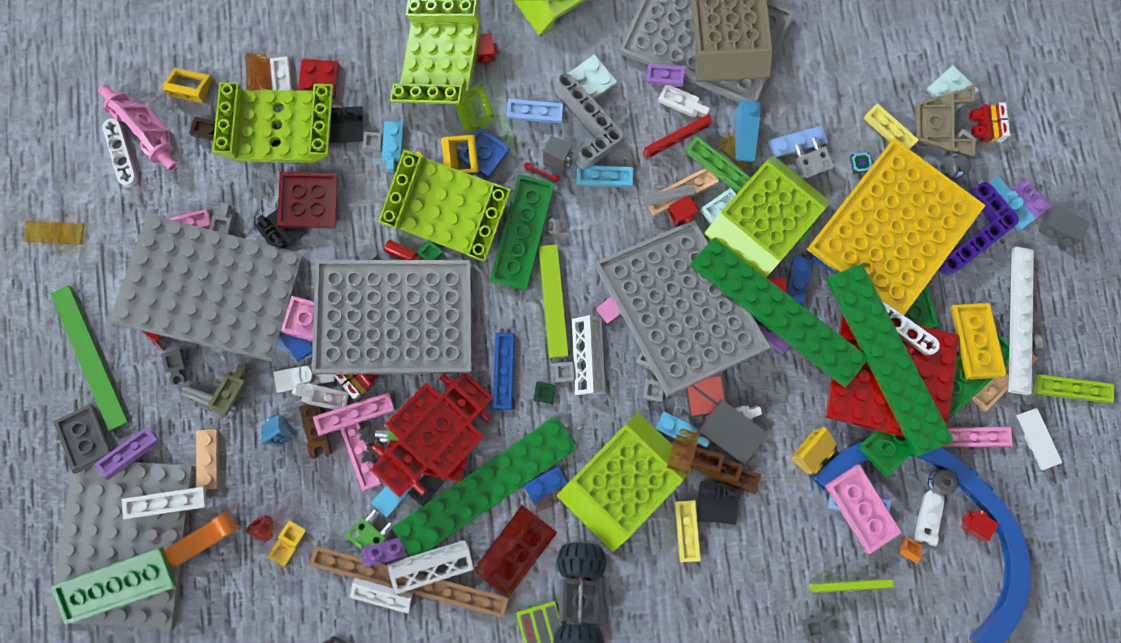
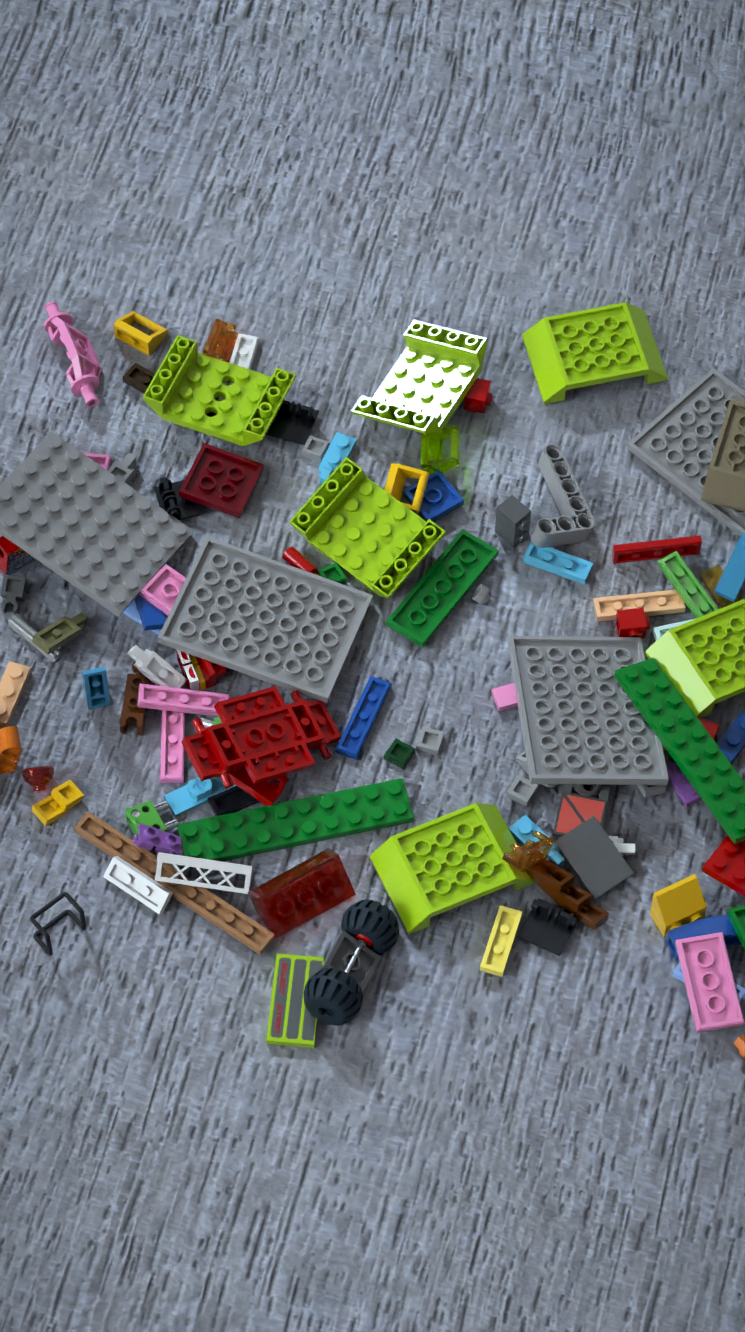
camera: 25 degrees right, 20 degrees down
(121, 152) = (40, 373): white beam -> none
(299, 377) = (122, 644): white piece -> none
(318, 72) = (286, 360): red plate -> none
(370, 437) = (189, 730): dark grey animal -> none
(527, 166) = (476, 527): red hinge -> none
(534, 111) = (507, 474): light blue plate -> none
(545, 484) = (360, 842): blue plate -> none
(553, 301) = (447, 667): lime tile -> none
(591, 354) = (468, 731): white fence -> none
(594, 77) = (588, 463): light aqua plate -> none
(665, 74) = (668, 483): medium lavender plate -> none
(667, 195) = (619, 601): light grey axle -> none
(683, 102) = (677, 517): white hinge -> none
(816, 628) = (606, 1088): dark grey plate -> none
(851, 585) = (664, 1058): lime tile -> none

